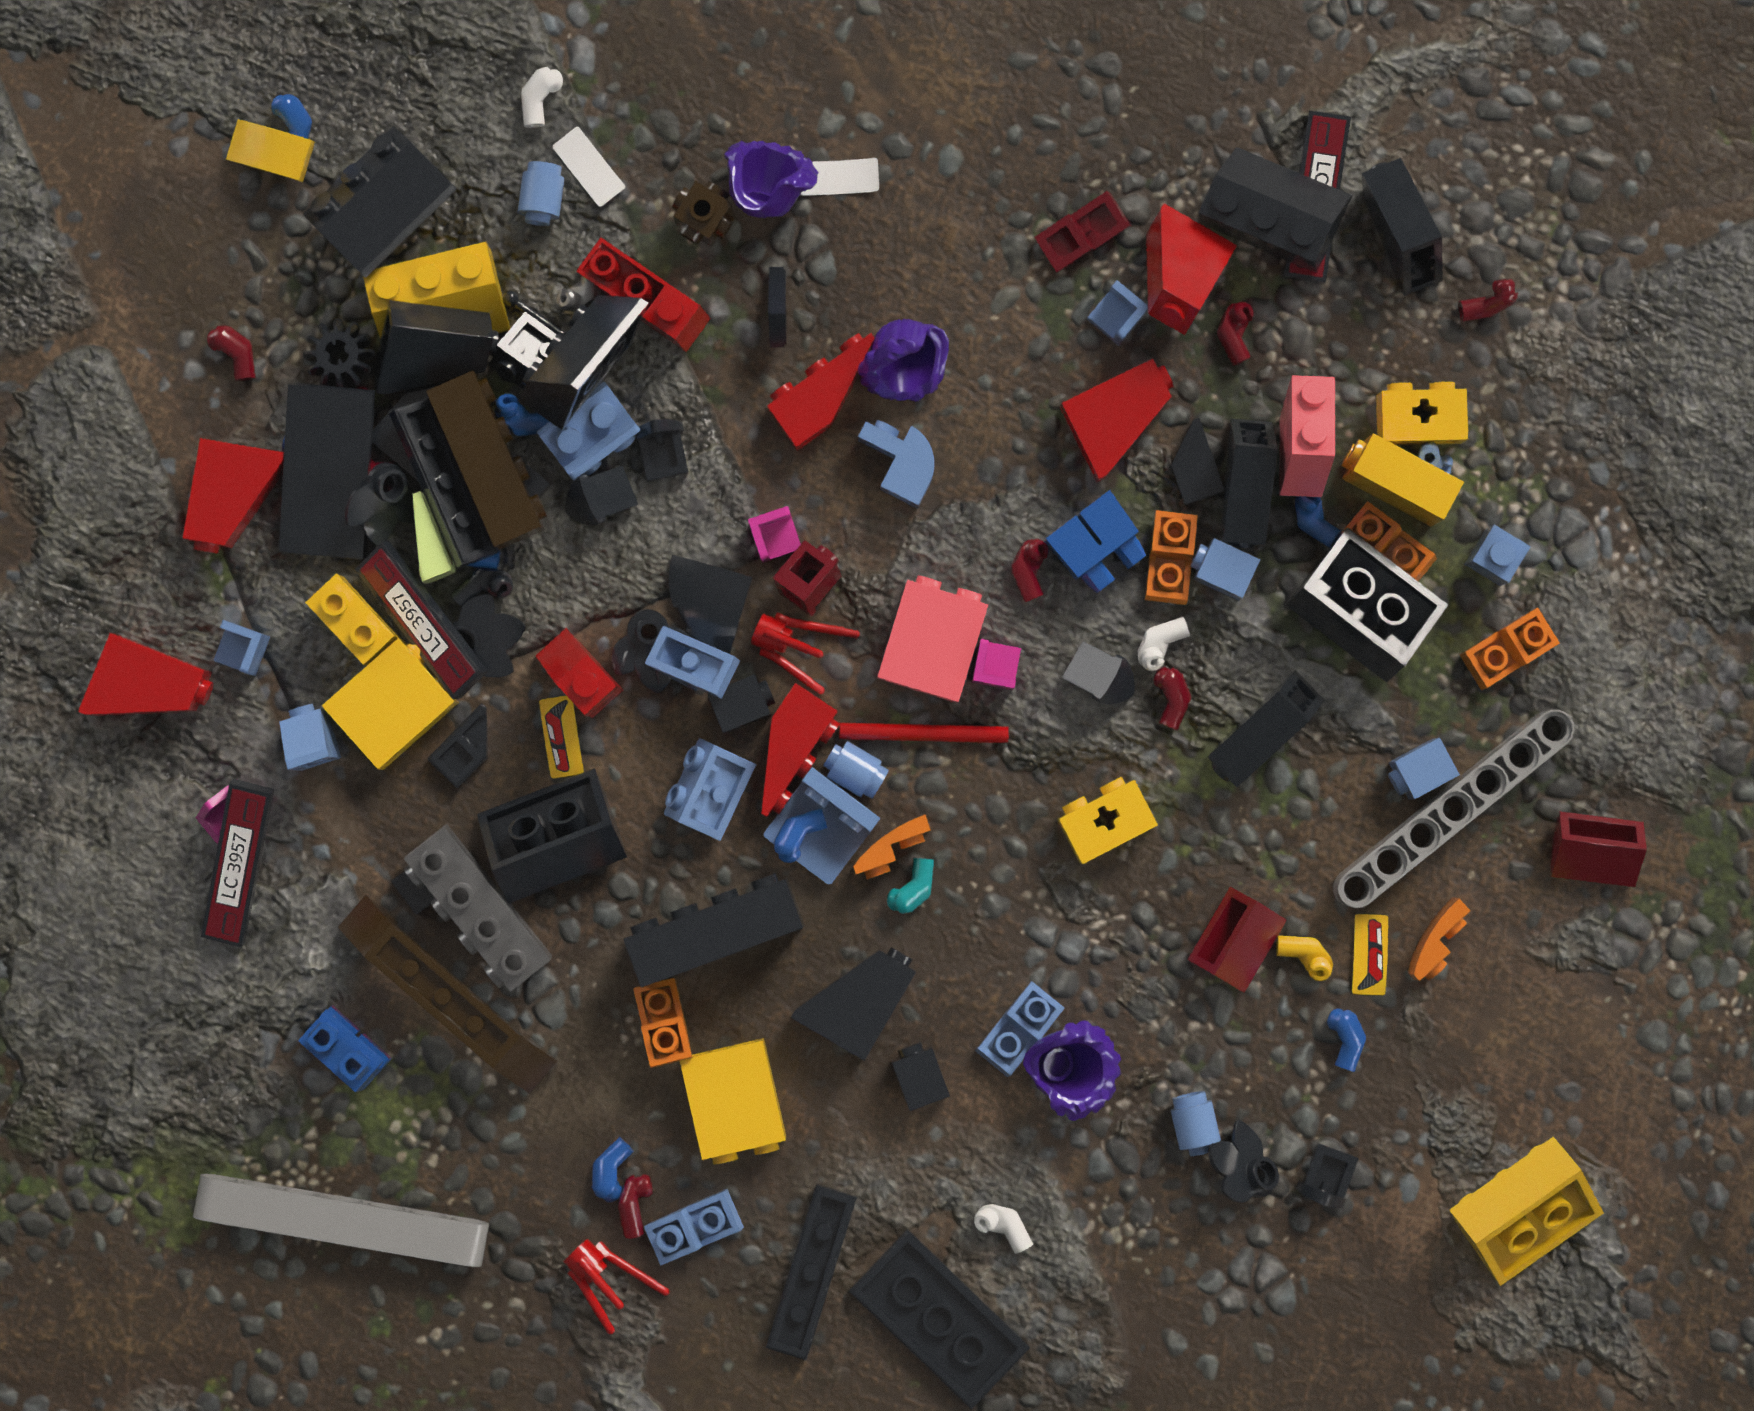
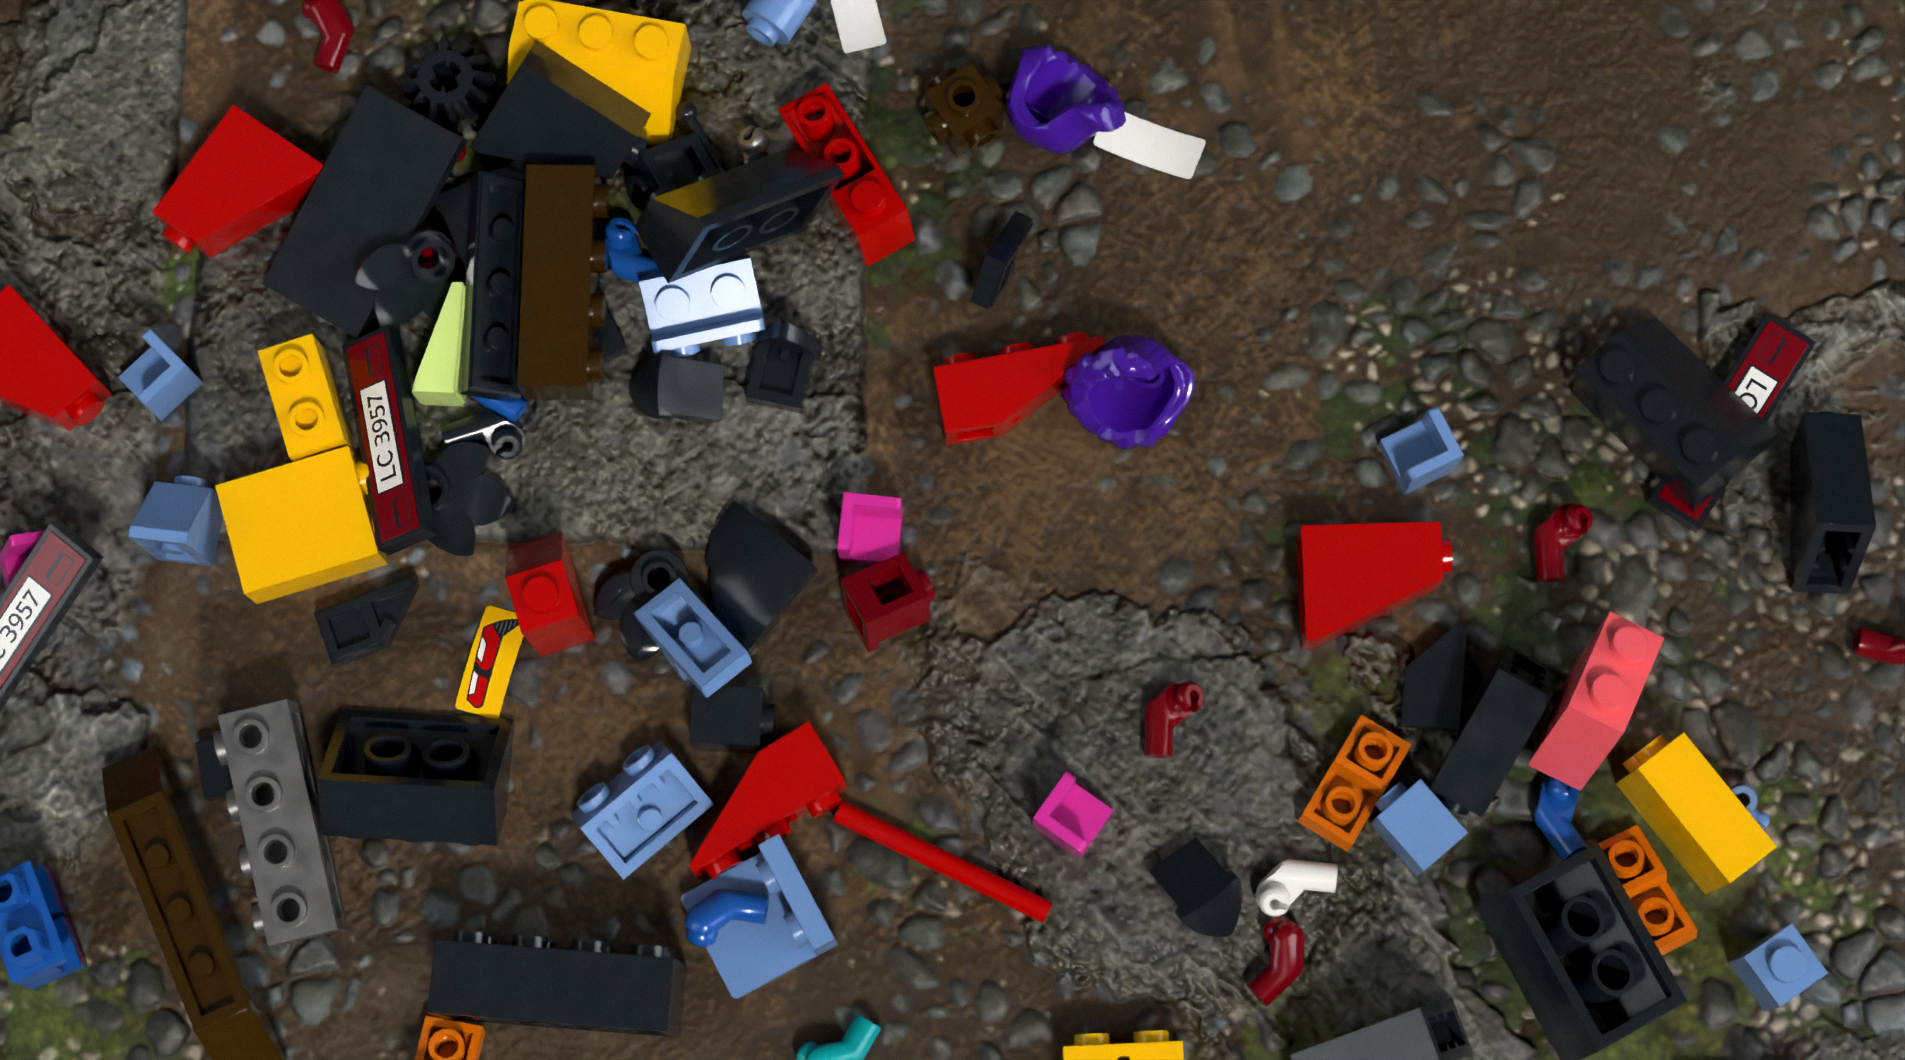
camera: 30 degrees right, 10 degrees down
(773, 636) = (812, 655): red plant -> none
(855, 770) = (834, 867): medium blue brick -> none
(876, 858) = (817, 987): orange slope -> none
(912, 463) = (1081, 519): medium blue brick -> none
(933, 639) = (1007, 748): coral brick -> none
(1081, 552) = (1244, 727): blue hips -> none
(1083, 231) = (1420, 337): dark red slope -> none
(1182, 267) = (1527, 428): red slope -> none
(1445, 425) = (1790, 745): yellow brick -> none

